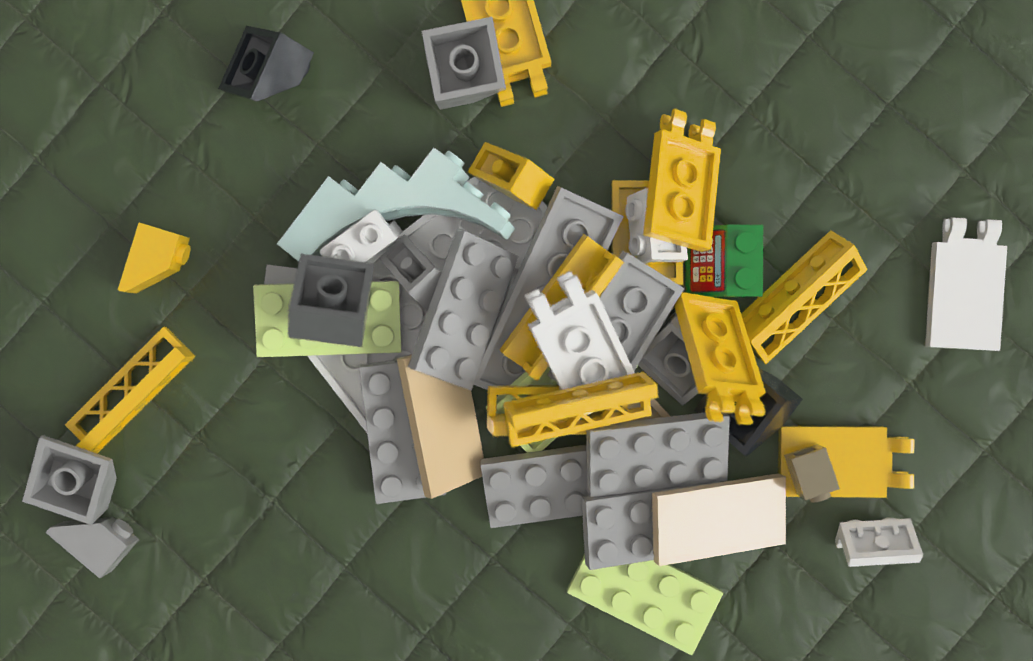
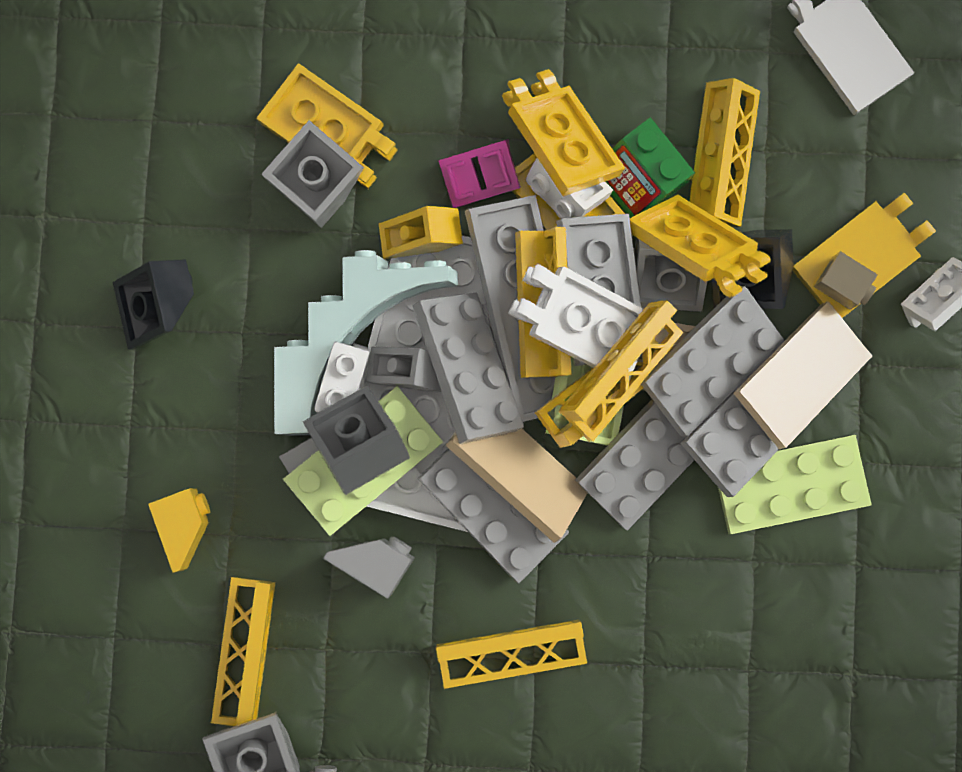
camera: 40 degrees left, 5 degrees down
(275, 402) = (375, 563): none -> light grey slope
(335, 543) = (507, 641): none -> yellow fence
(611, 169) = (496, 168): none -> dark pink piece

